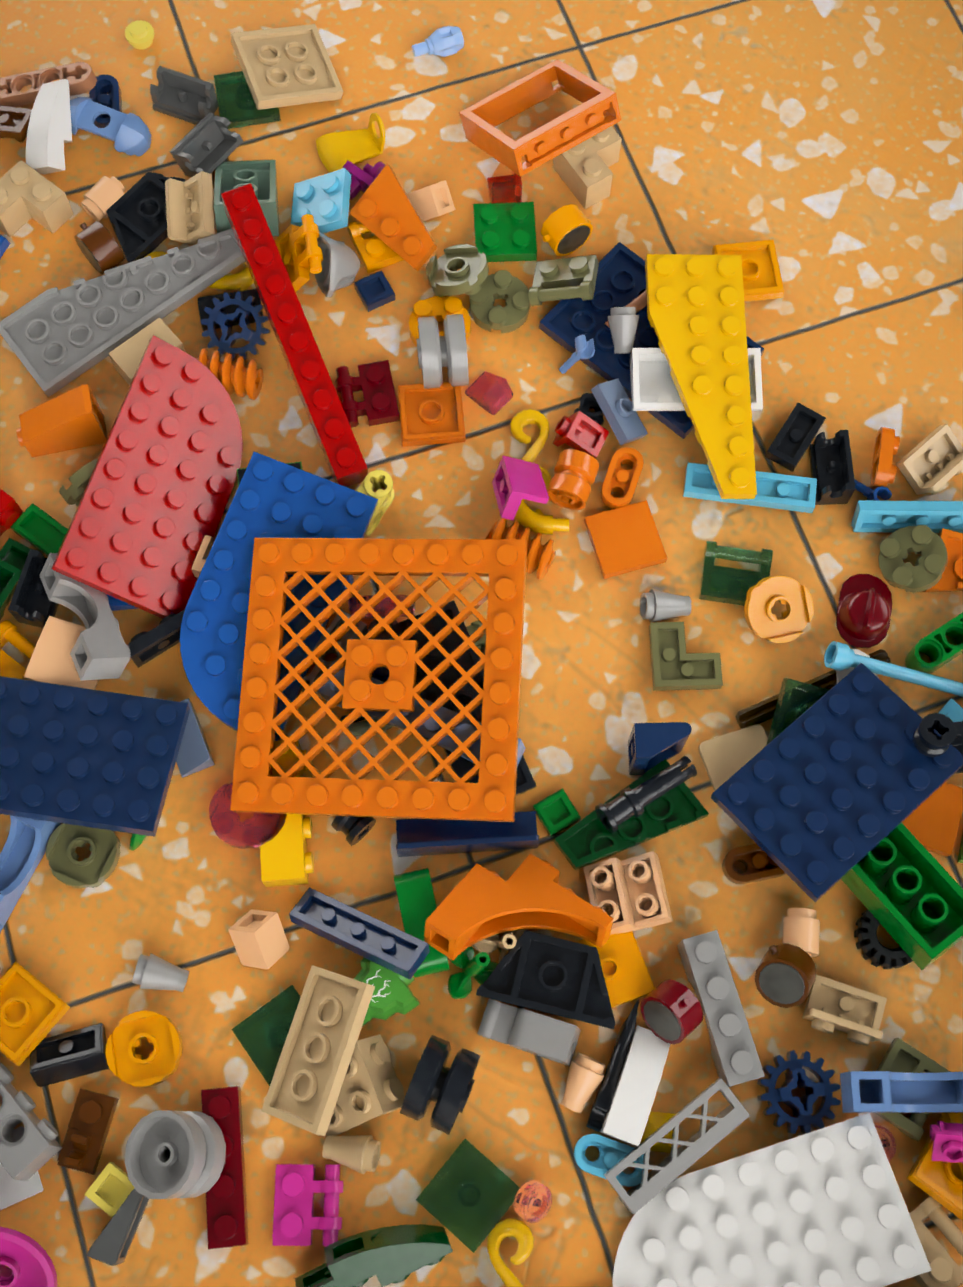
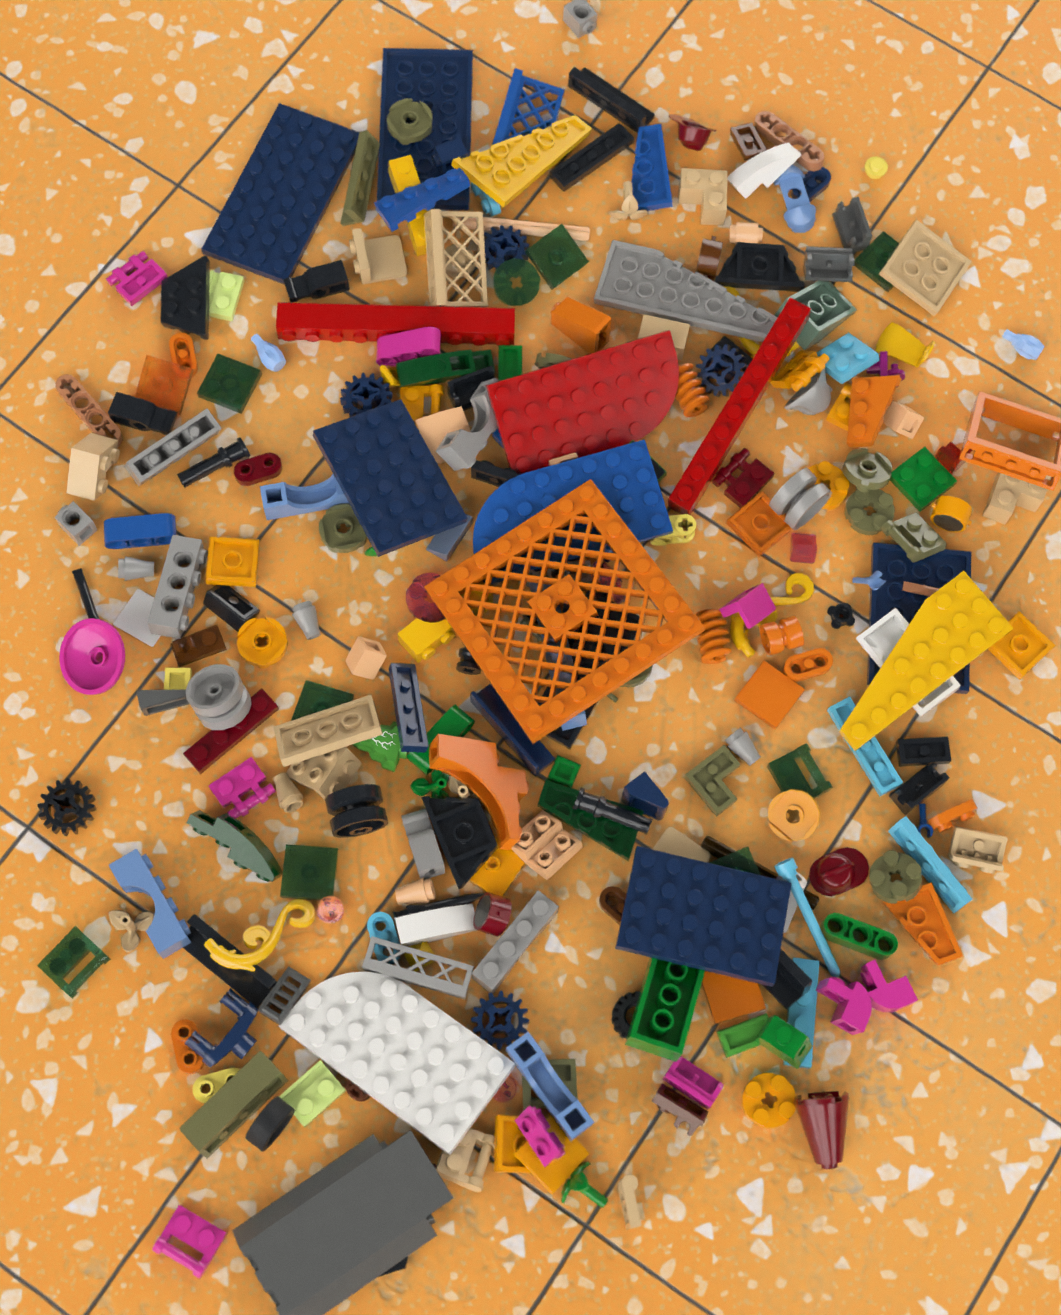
camera: 50 degrees right, 0 degrees up
(190, 208) = (775, 286): tan bracket -> none
(374, 291) = (815, 432): dark blue tile -> none
(580, 433) = (817, 620): bracket -> none
(619, 411) = (852, 625): sand blue plate -> none
(623, 328) = (906, 593): light grey cone -> none
(785, 975) = (562, 966): piece -> none
(802, 930) = (595, 962): light nougat brick -> none
(846, 1009) = (570, 1017): tan bracket -> none
(929, 742) = (766, 954): black wheel -> none

